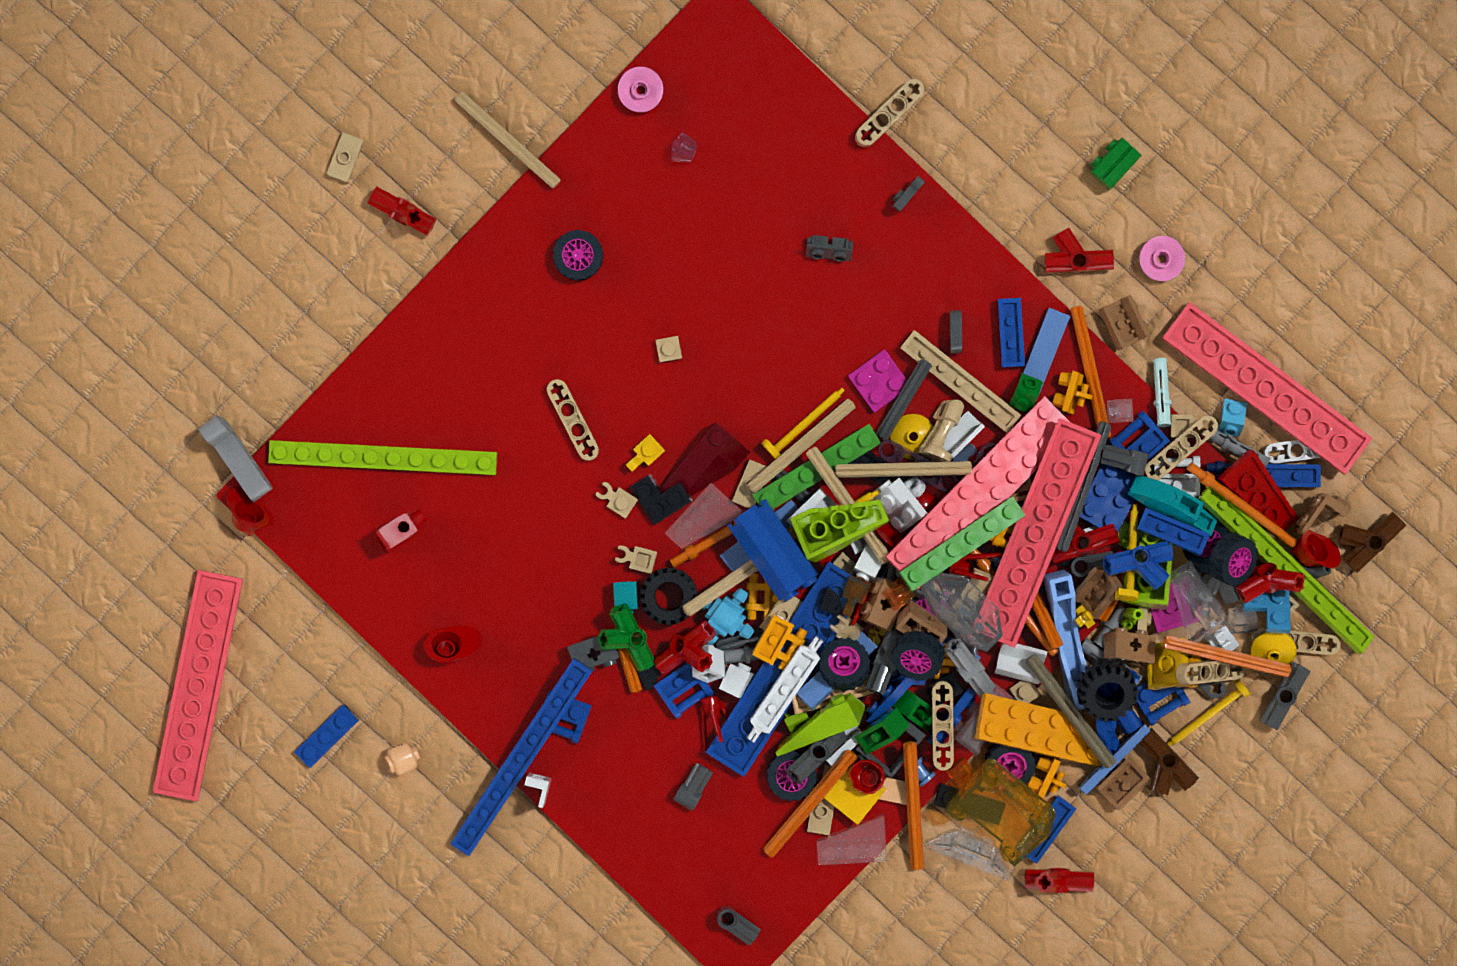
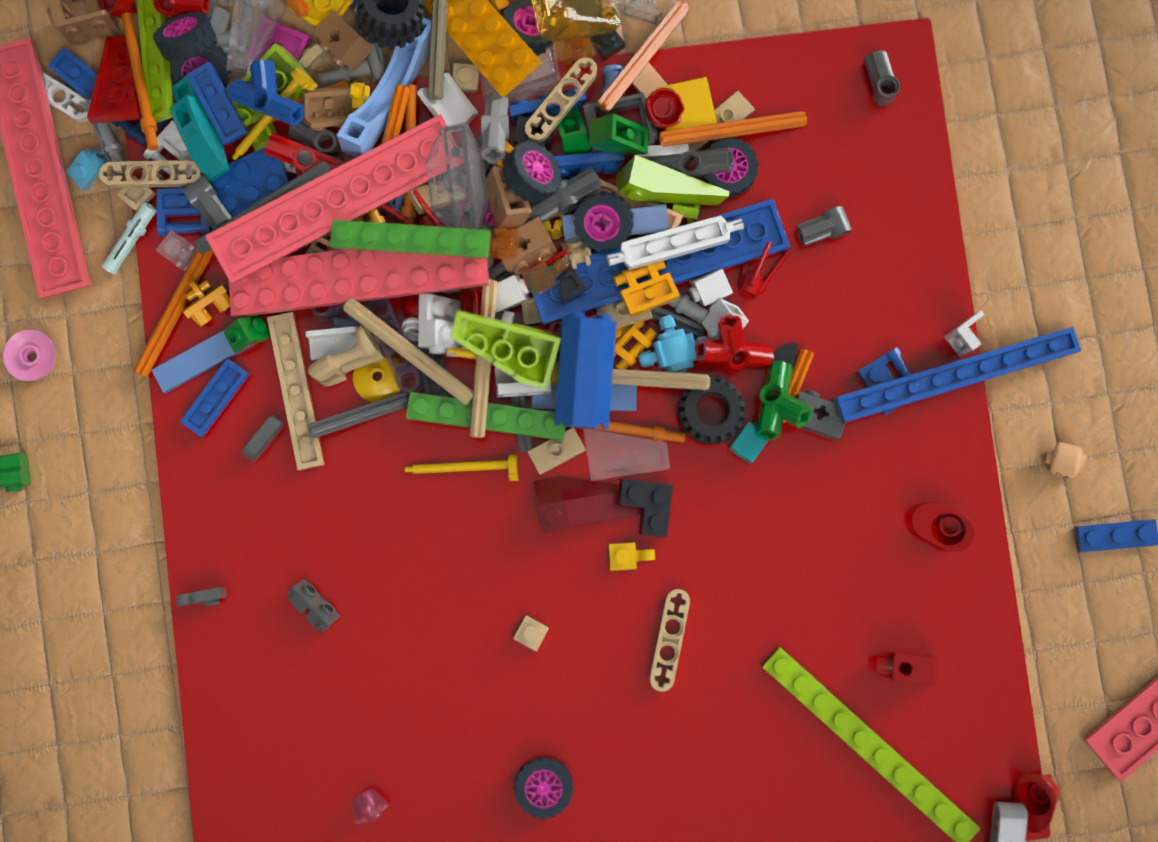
camera: 140 degrees left, 5 degrees down
(620, 501) = (686, 530): tan plate -> none
(640, 559) = (709, 464): tan plate -> none
(677, 684) = (766, 327): blue plate -> none
(801, 445) = (484, 448): tan axle -> none
(854, 844) = (723, 63): clear wedge -> none
(878, 380) = (367, 451): dark pink plate -> none
(891, 115) = (158, 686): tan beam -> none
(1071, 248) = (102, 430): red piece -> none
(1124, 322) = (109, 326): medium nougat bracket -> none
(1131, 617) = (319, 66): lime arm -> none

